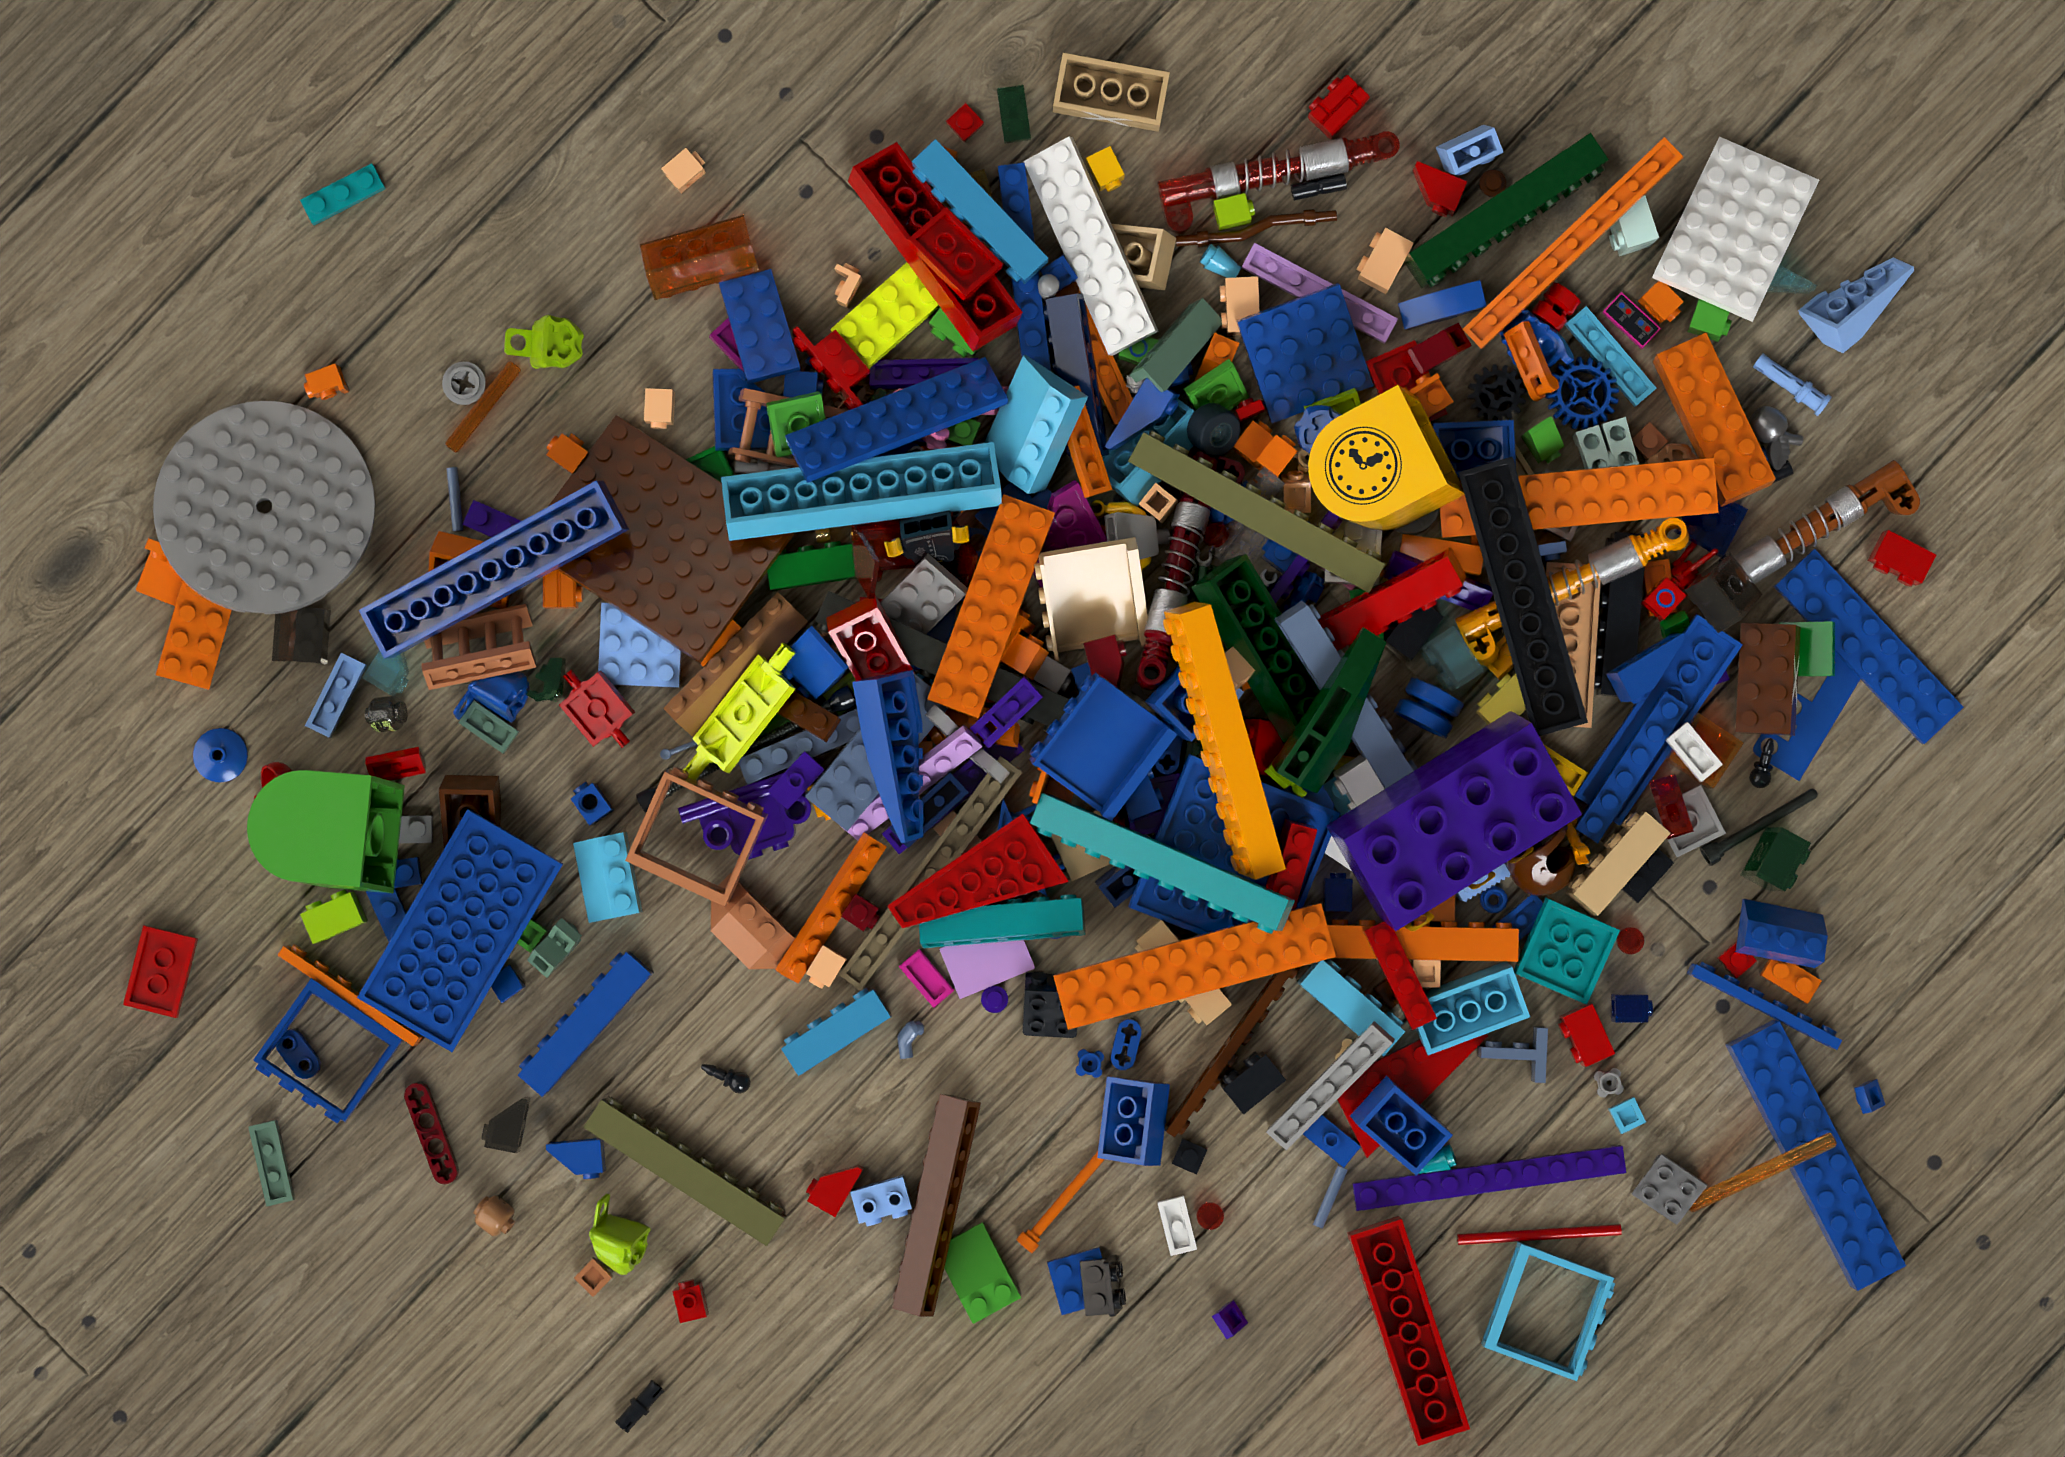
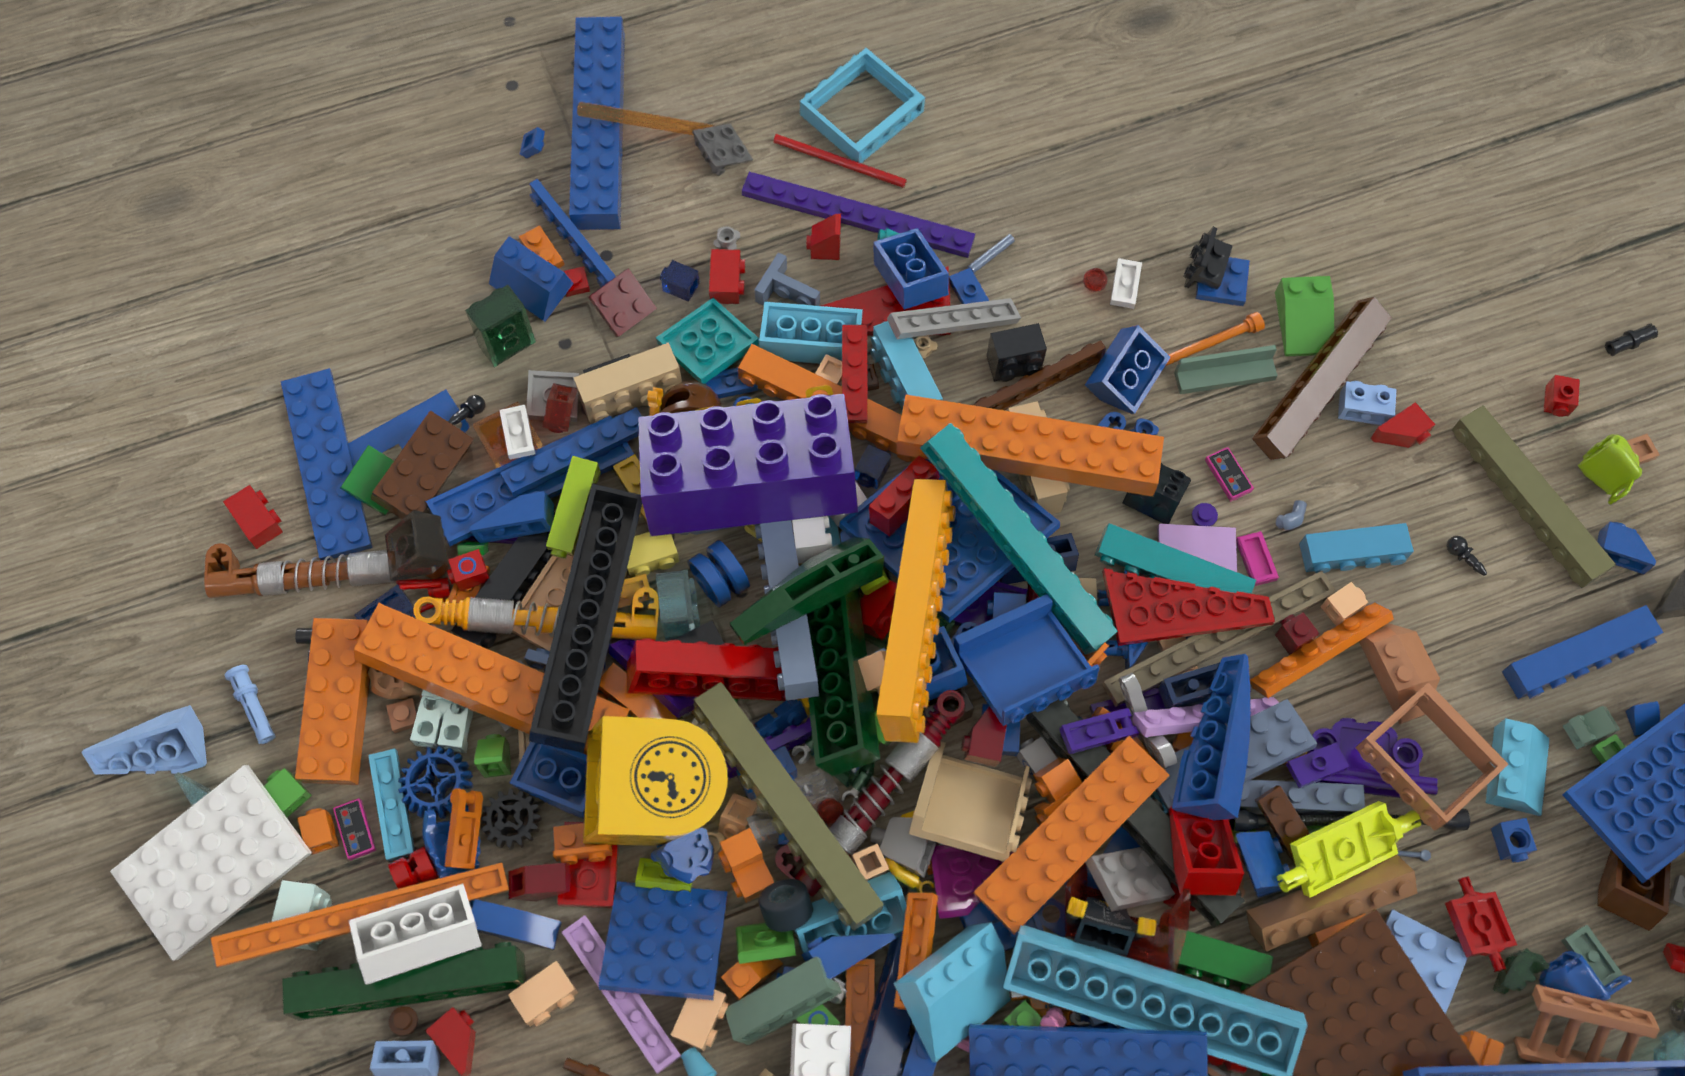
camera: 155 degrees left, 20 degrees down
(988, 1057) = (1229, 474): none -> tile
(1034, 1170) = (1226, 369): none -> sand green panel
(1189, 1156) = (1091, 329): black plate -> none
(1230, 1319) = (1114, 201): dark purple plate -> none
(1249, 409) = (742, 913): red plate -> none
(1408, 1330) = (977, 135): red brick -> none
(1506, 1124) = (825, 239): none -> red slope
(1516, 246) = (414, 933): none -> white brick
(1598, 702) = (572, 506): none -> lime slope
(1627, 1115) = (725, 209): medium azure plate -> none
(1630, 940) = (650, 329): clear red plate -> none
(1673, 952) = (622, 302): none -> plate
(1713, 852) = (545, 363): pearl dark grey piece -> none
(1770, 427) = (292, 671): flat silver piece -> none

